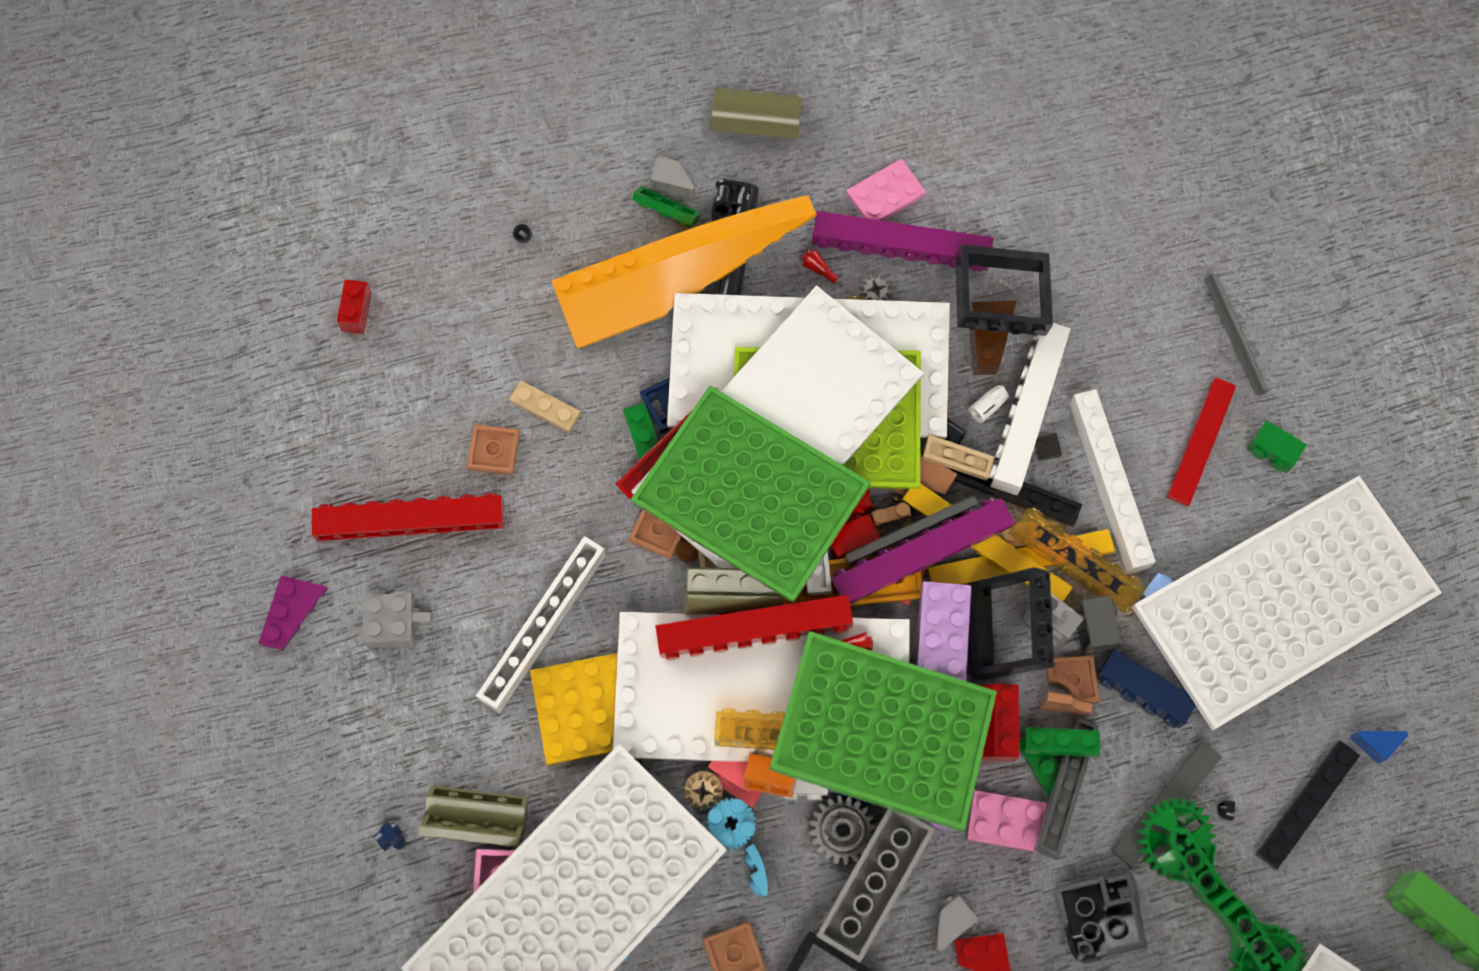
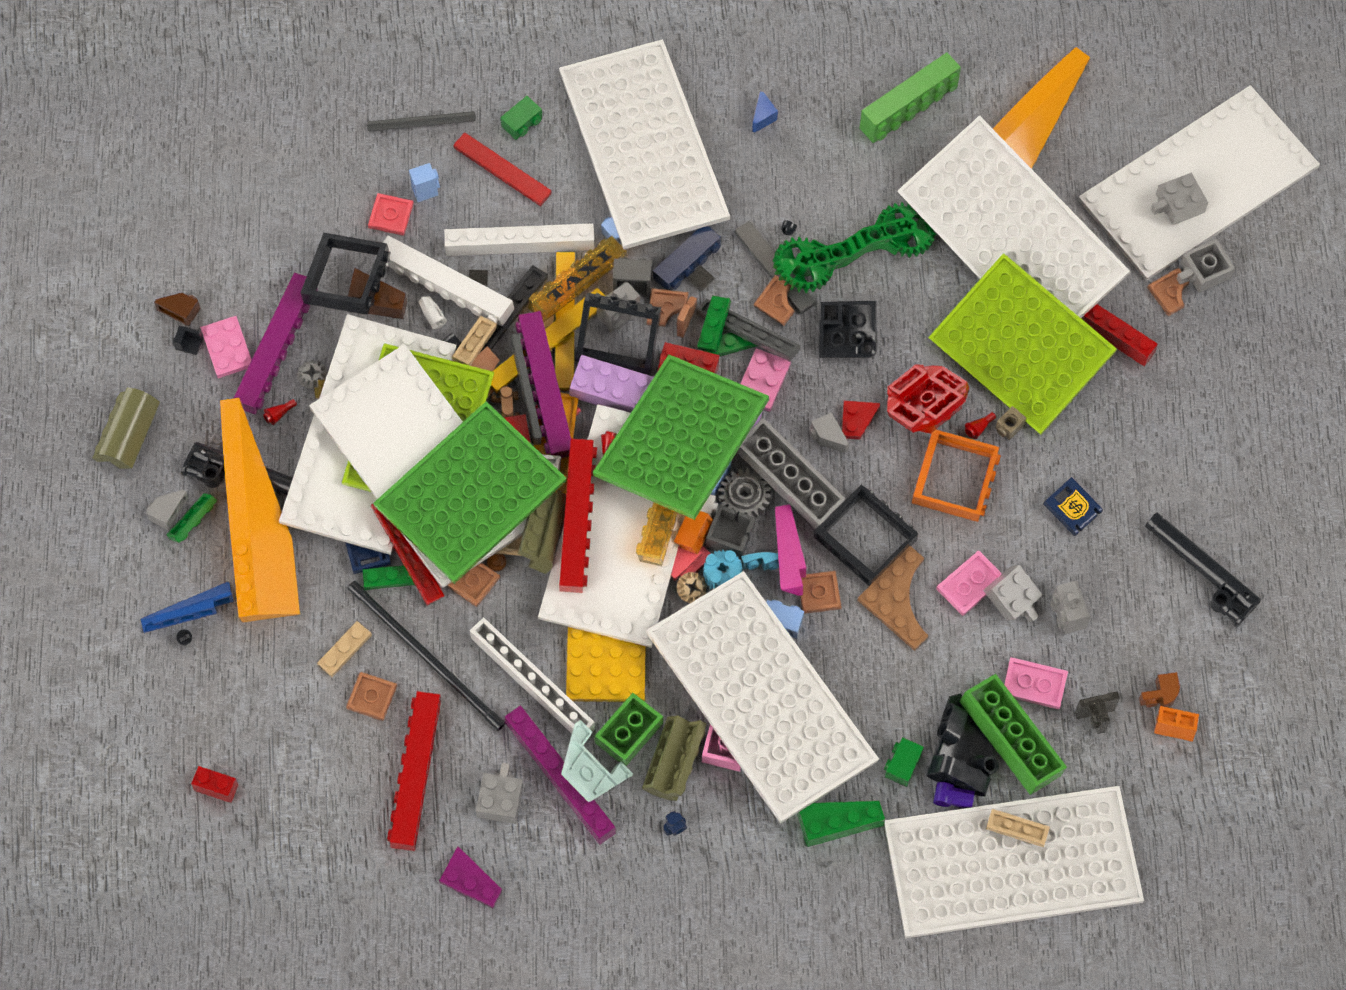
camera: 75 degrees left, 5 degrees down
(426, 710) = (585, 771): none -> light aqua wing
(429, 684) = (552, 765): none -> magenta brick
(493, 586) = (489, 715): none -> black piece
(499, 753) = (629, 729): none -> bright green brick
(559, 231) = (189, 609): none -> blue wedge
(685, 916) = (789, 616): none -> light blue brick
(773, 904) = (790, 555): none -> dark pink wedge
(783, 823) = (730, 535): none -> dark grey piece
(881, 149) = (188, 340): none -> black panel
(920, 131) = (179, 307): none -> reddish brown slope
(1103, 328) = (390, 214): none -> coral tile
(1116, 814) = (775, 301): none -> nougat tile
(1124, 713) = (700, 278): none -> clear smoke tile
(1152, 352) = (424, 182): none -> light blue brick
(1307, 805) = (796, 174): black plate -> none

